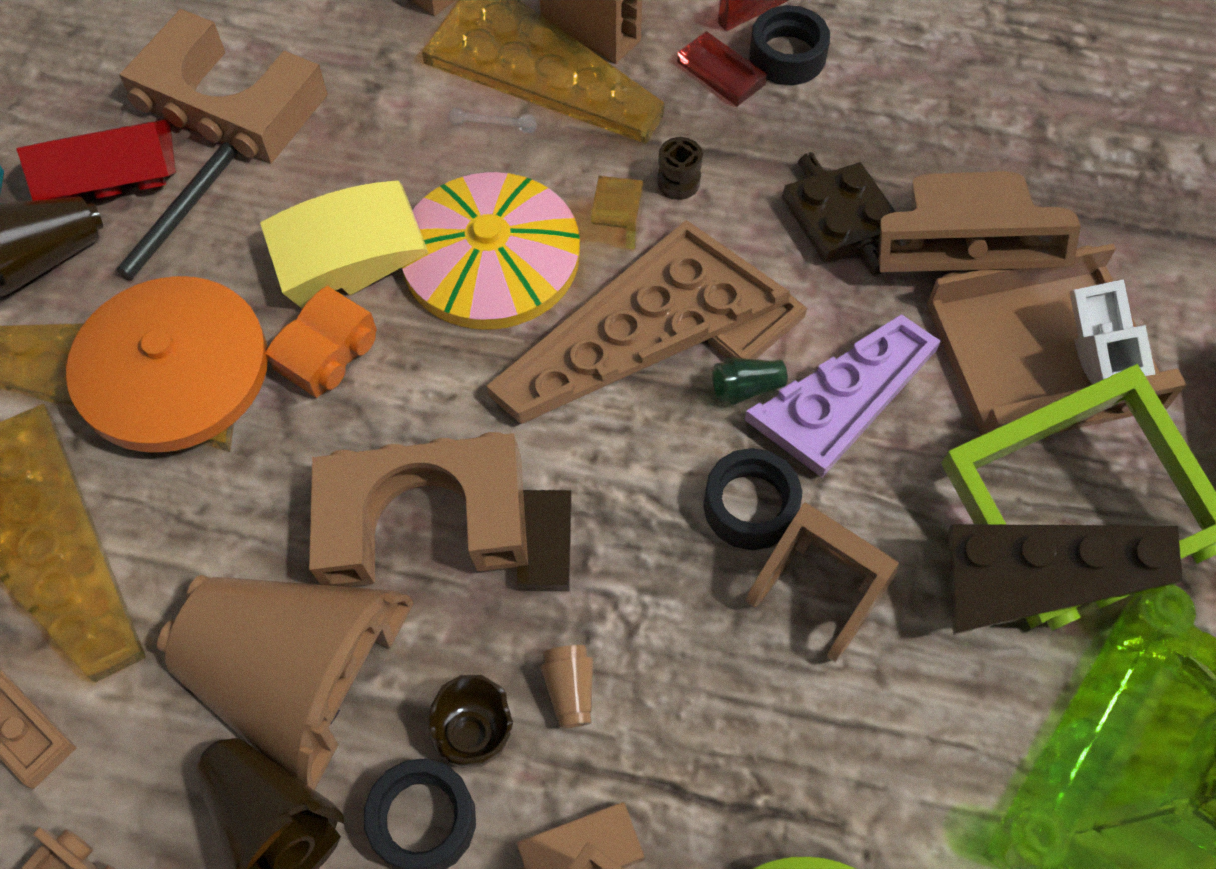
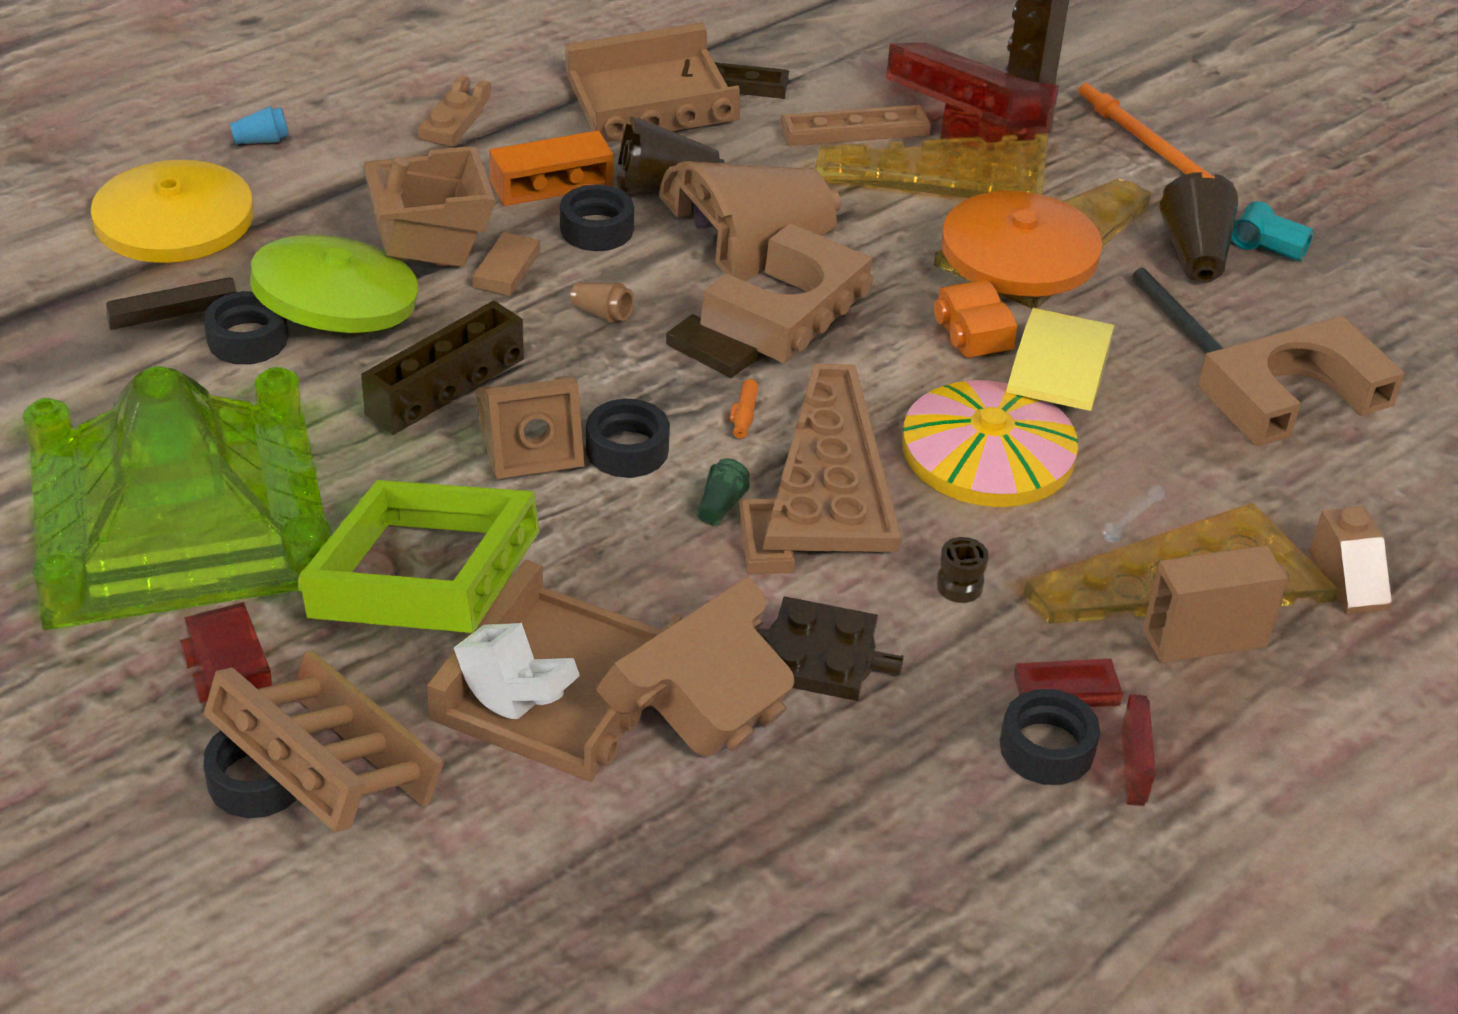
camera: 125 degrees right, 20 degrees down
(99, 161) = (1265, 289): red slope -> none
(470, 721) = (626, 250): dark brown hair -> none
(614, 448) = (743, 411): none -> orange piece
(619, 205) = (949, 507): clear yellow panel -> none
(837, 718) = (442, 367): none -> dark brown brick
(839, 401) = (651, 533): lavender wing -> none
(1037, 569) = (396, 488): dark brown wing -> none

